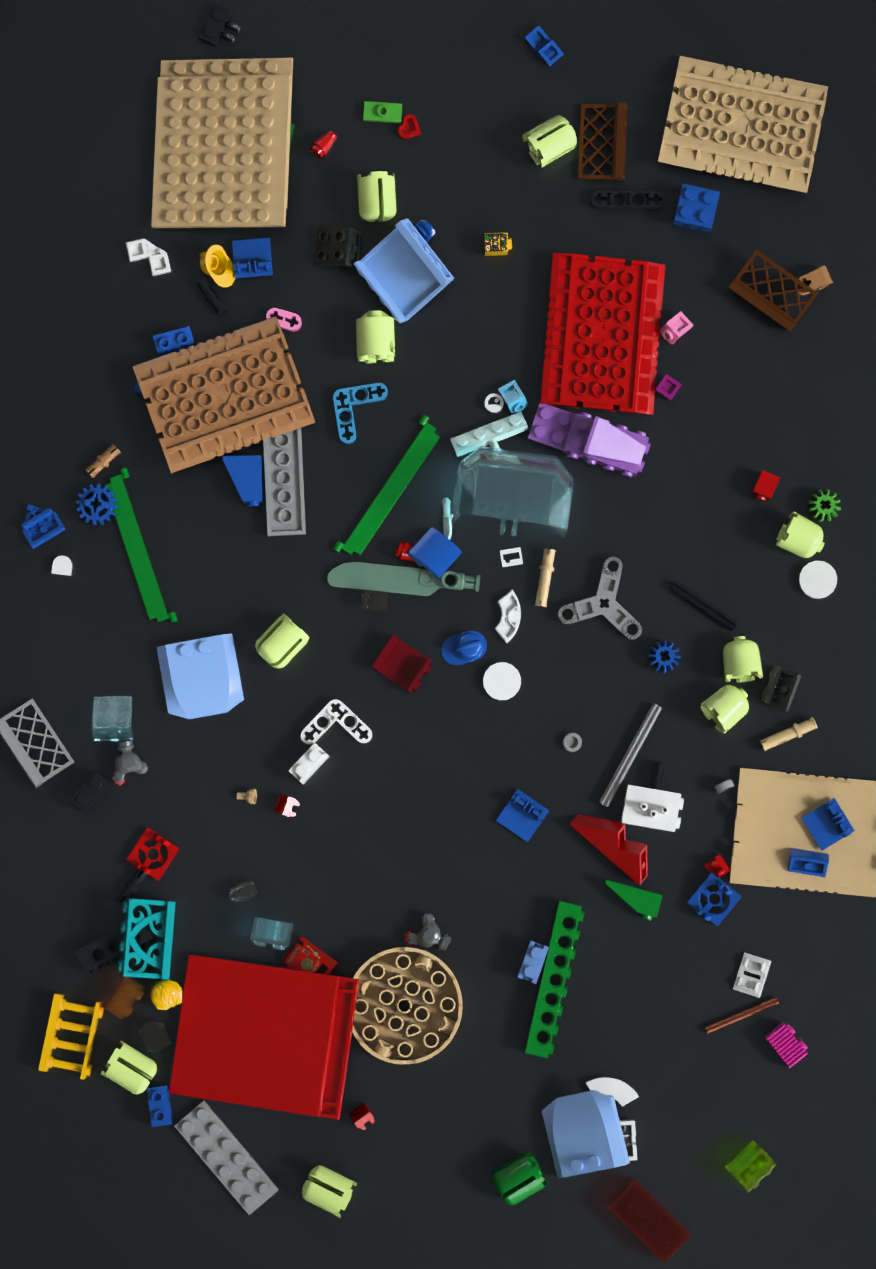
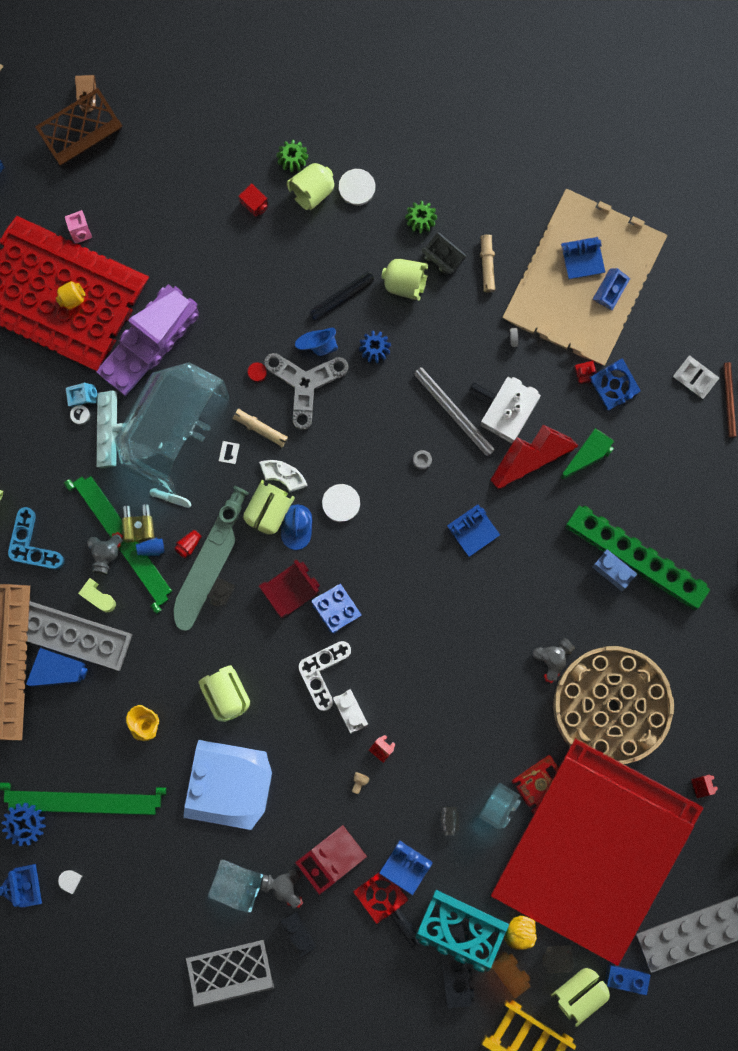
camera: 70 degrees left, 5 degrees down
(168, 796) = (331, 859): none -> dark red slope
(185, 867) = (406, 868): none -> blue hinge
(227, 576) = (142, 723): none -> yellow hair
(327, 486) = (102, 601): none -> yellowish green leg
(372, 478) = (104, 552): none -> dark grey animal
(392, 520) = (151, 547): none -> blue cone
(400, 714) = (336, 608): none -> hinge
(406, 500) = (139, 527): none -> clear yellow piece
(434, 552) = (197, 519): blue slope -> none
(470, 605) = (268, 500): none -> yellowish green cylinder
(598, 554) = (257, 372): none -> red tile
(602, 350) = (70, 295): none -> yellow head
(649, 600) = (320, 341): none -> blue piece
(668, 387) = (129, 253): magenta plate -> none
(726, 707) = (443, 308): yellowish green cylinder -> none
(817, 653) = (420, 223): none -> bright green gear

